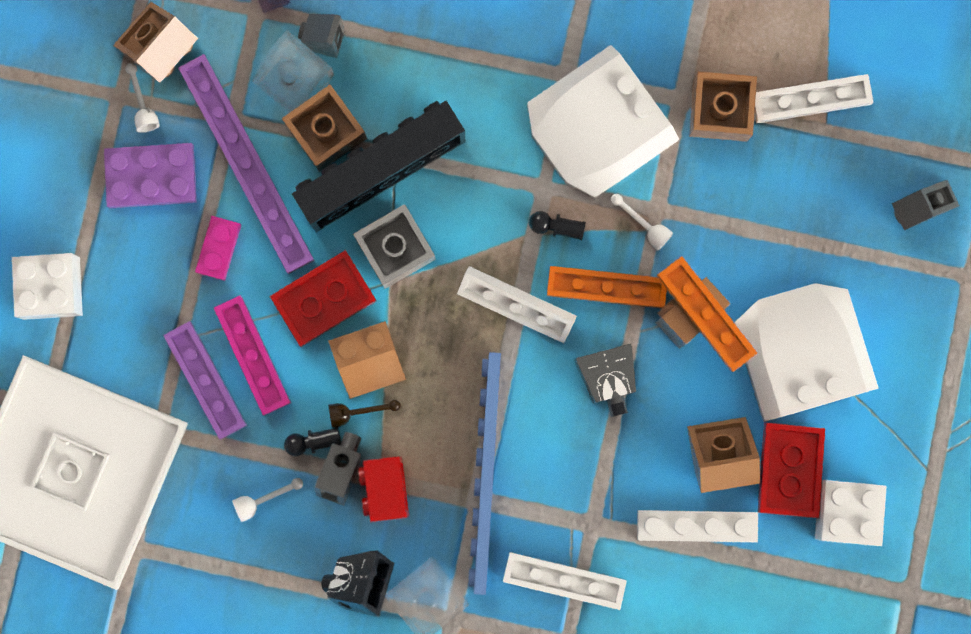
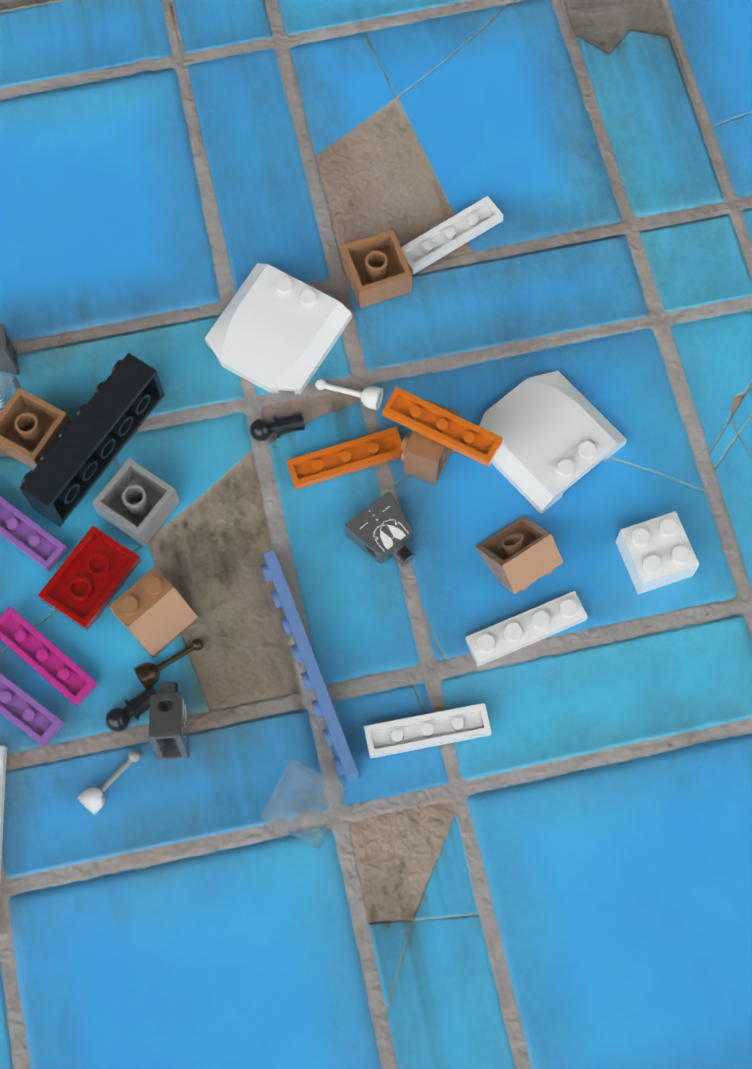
camera: 20 degrees left, 15 degrees down
(359, 582) = (232, 814): black torso -> none
(384, 488) = (224, 723): red brick -> none
(516, 304) = (271, 506): white plate -> none
(791, 470) = (586, 541): red plate -> none
(925, 204) = (587, 276): dark grey slope -> none

